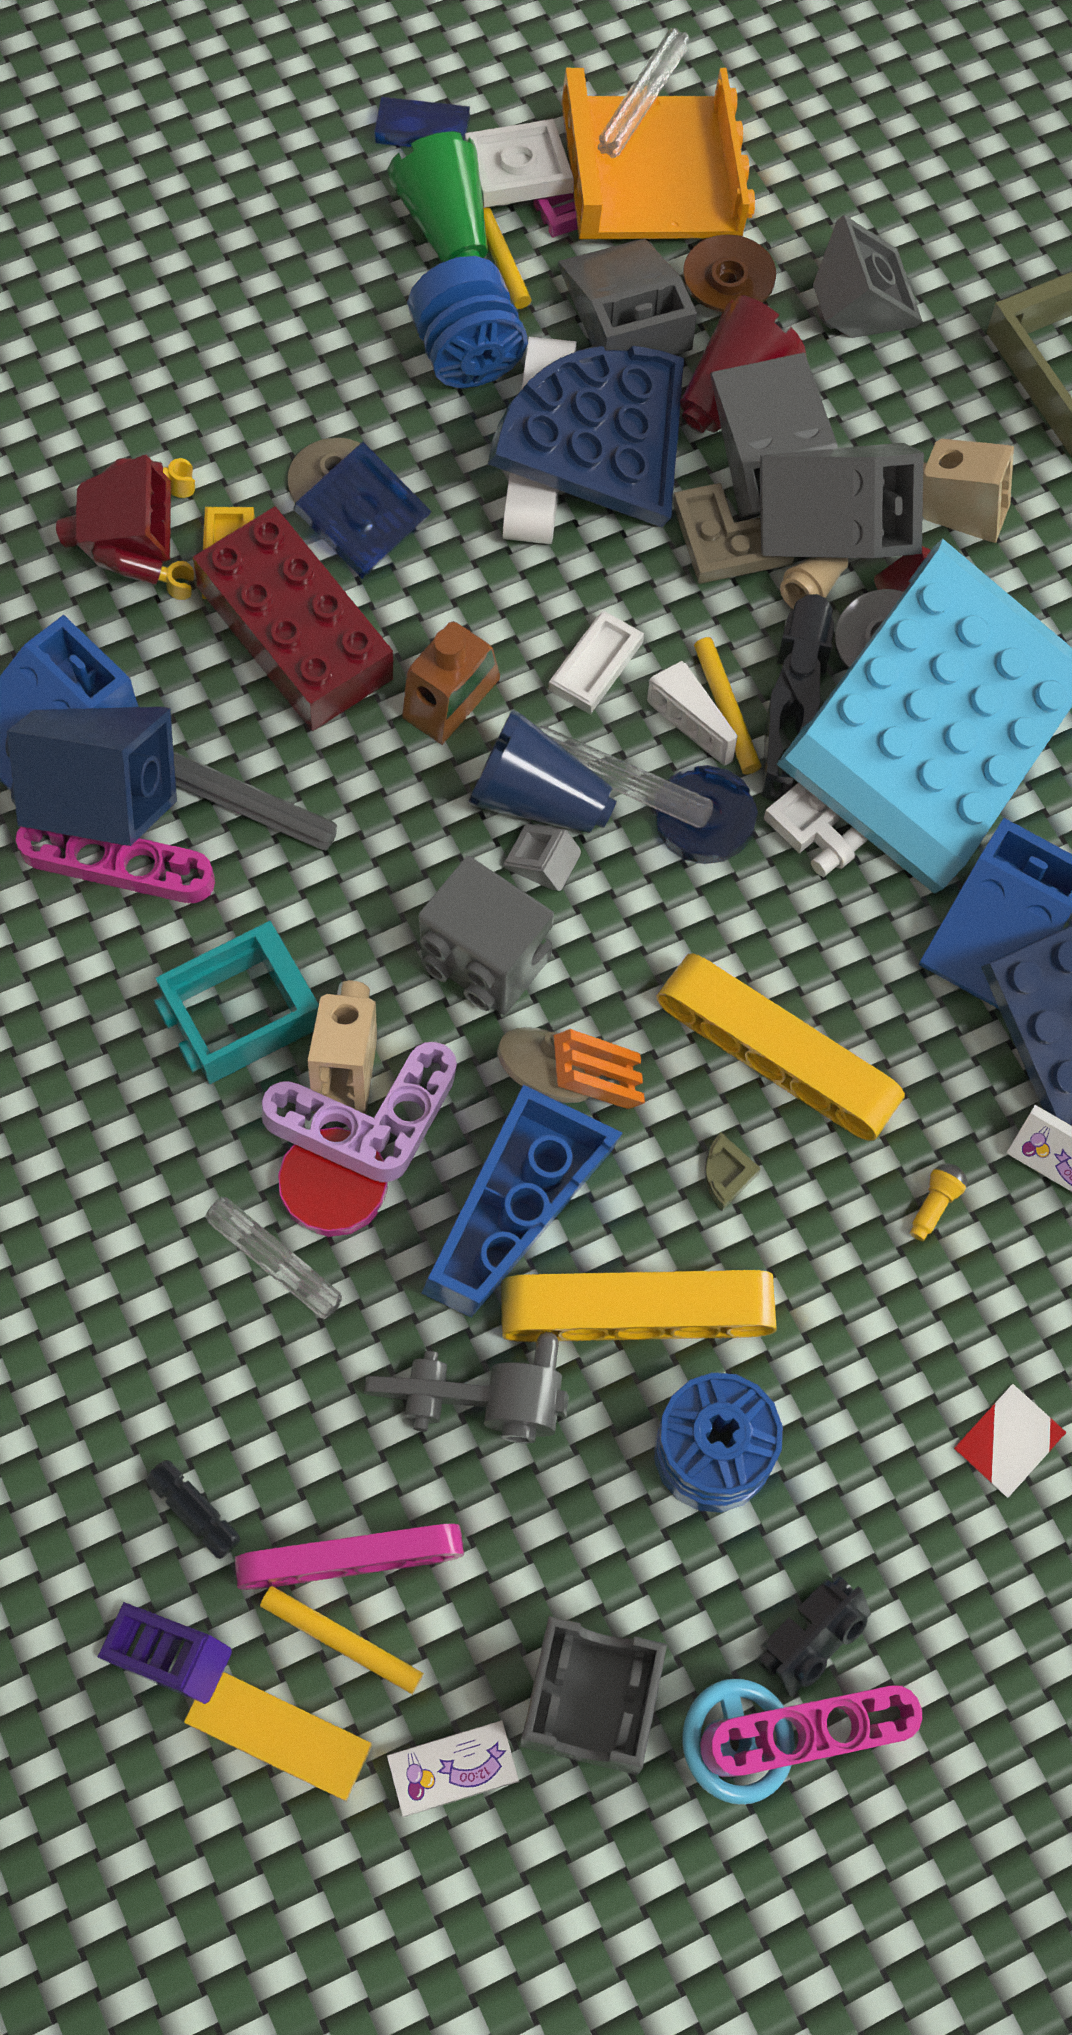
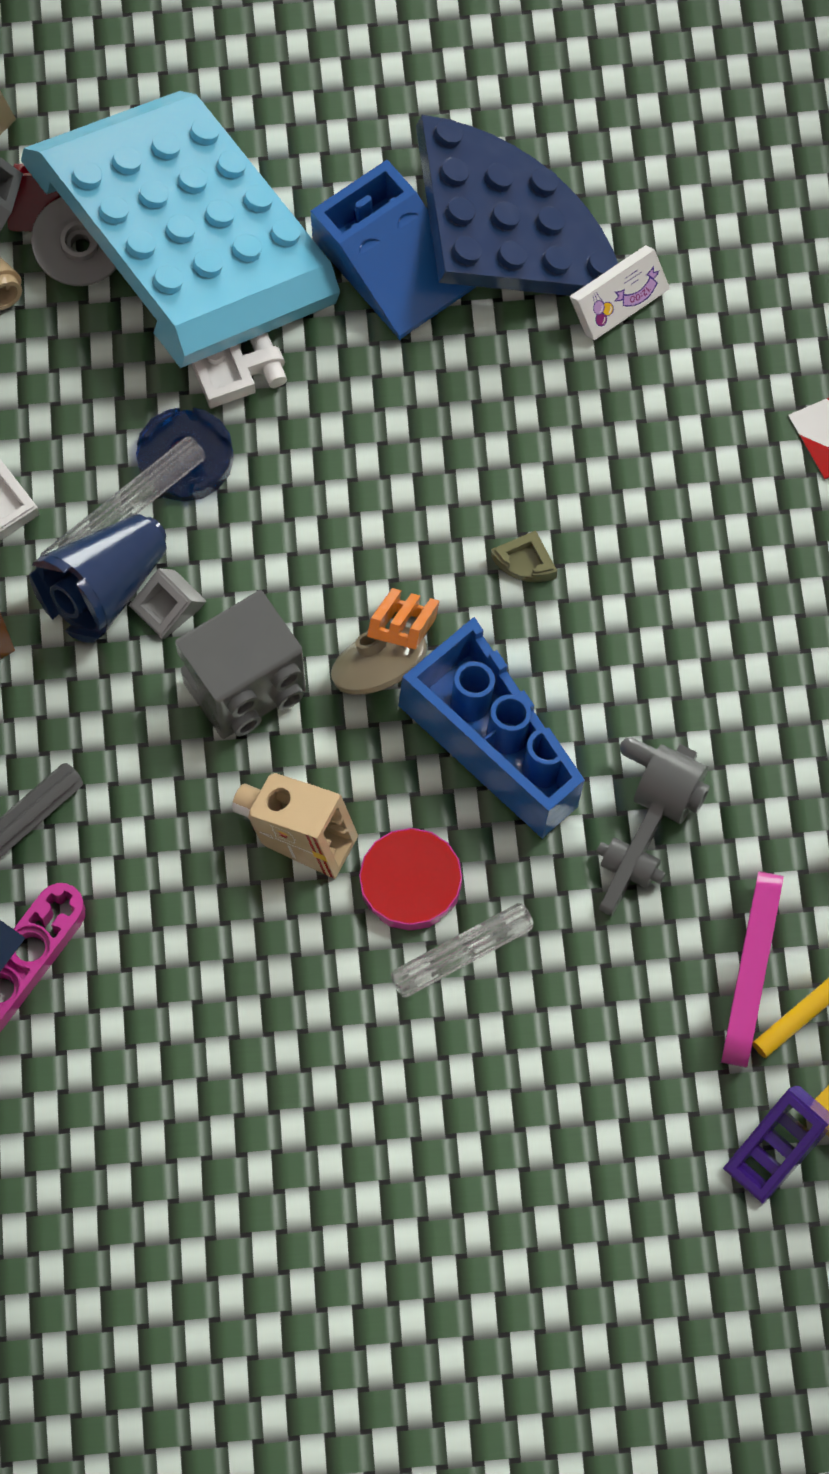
camera: 65 degrees left, 0 degrees up
(193, 1509) = (663, 1085): black axle -> none
(218, 965) = (203, 853): teal window -> none
(367, 1133) = (381, 831): lavender beam -> none
(638, 1305) = (622, 667): yellow beam -> none
(689, 708) = (85, 422): white slope -> none
(707, 1473) = (762, 669): blue wheel -> none
(727, 703) = (84, 396): yellow bar -> none
(781, 1047) = (432, 474): yellow beam -> none
(804, 655) = (105, 335): black arm -> none
(946, 1184) = (605, 395): yellow piece -> none

